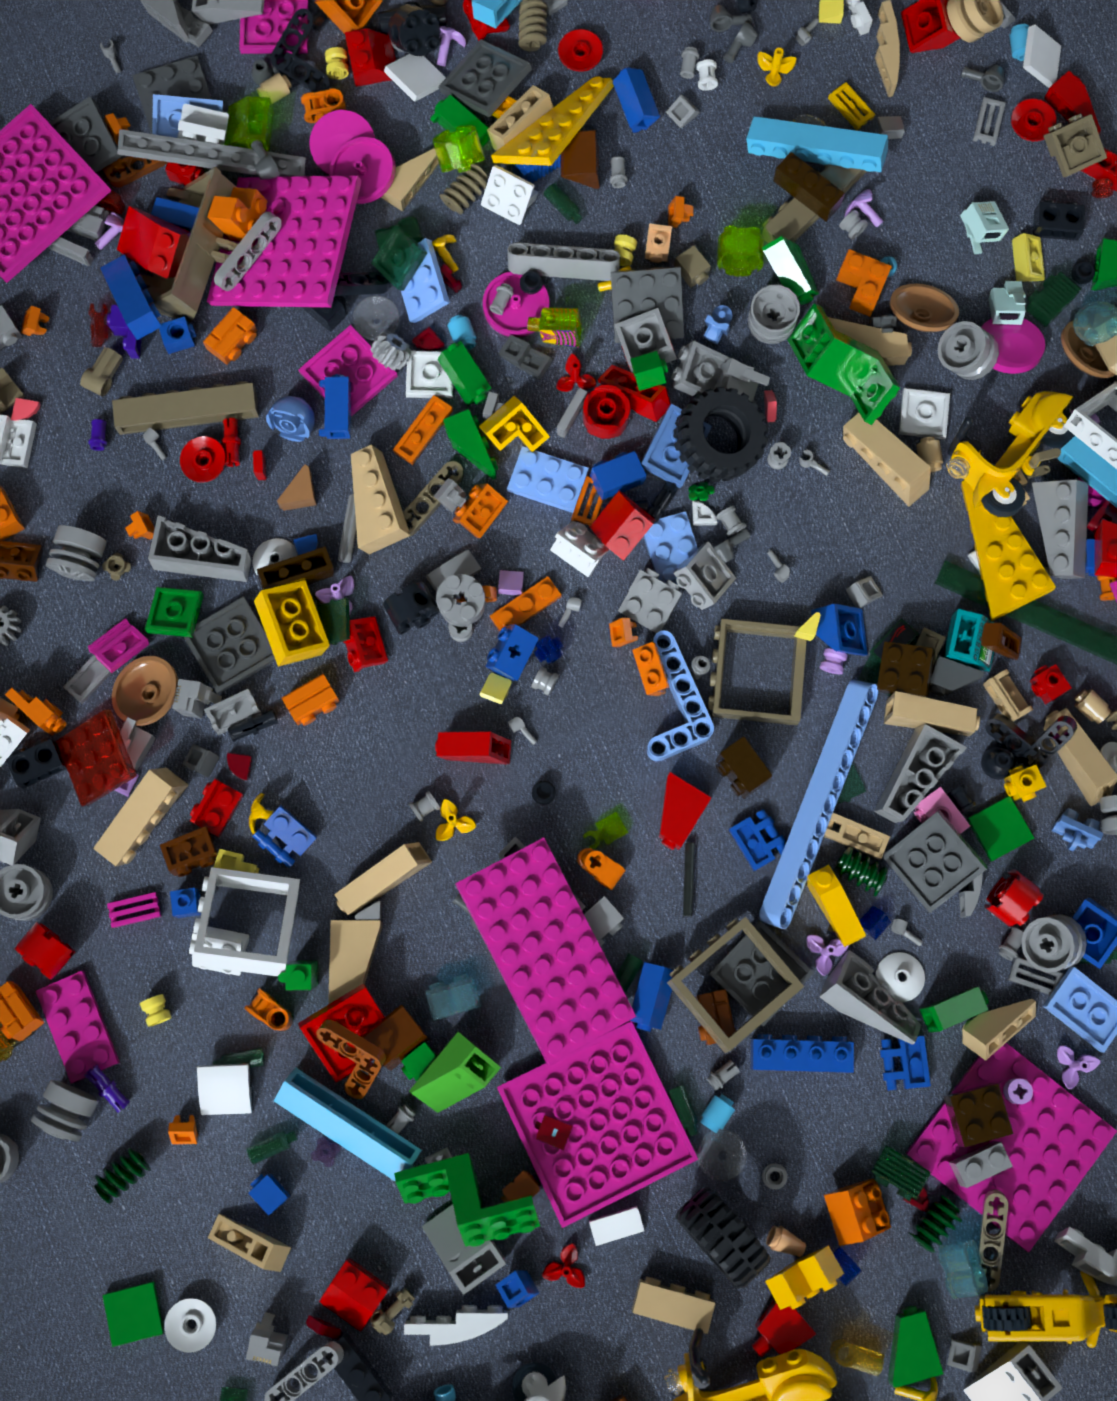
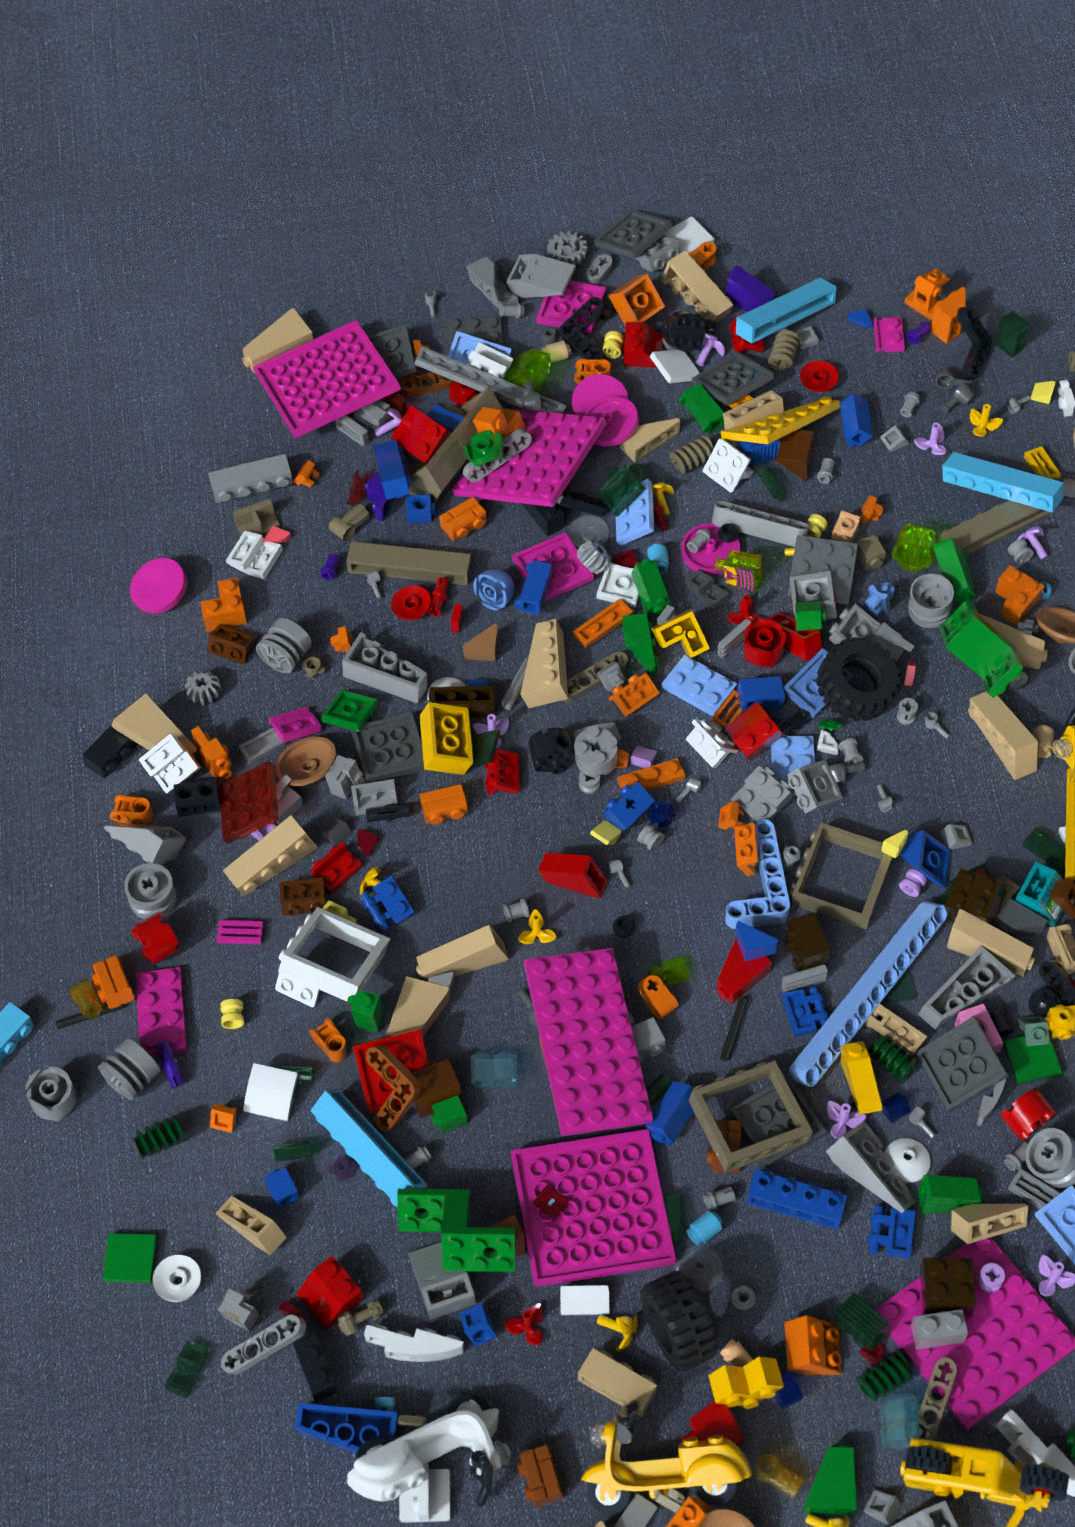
camera: 20 degrees right, 20 degrees down
(185, 902) = (283, 931): blue brick -> none
(208, 44) = (511, 310): none -> light grey pin
(239, 256) = (479, 455): none -> green plate
(454, 1074) = (476, 1128): bright green slope -> none
(458, 149) = (694, 421): clear neon green brick -> none
(666, 1248) = (623, 1325): none -> yellow plant
(688, 785) = (754, 943): none -> blue slope
(707, 74) = (922, 416): white bush -> none
(727, 98) = (936, 437): none -> lavender plant
(748, 803) = (804, 978): none -> light grey tile
(808, 186) = (986, 509): dark brown brick -> none
(924, 413) = (1046, 708): white tile -> none
(997, 797) = (1035, 1030): none -> sand green bracket

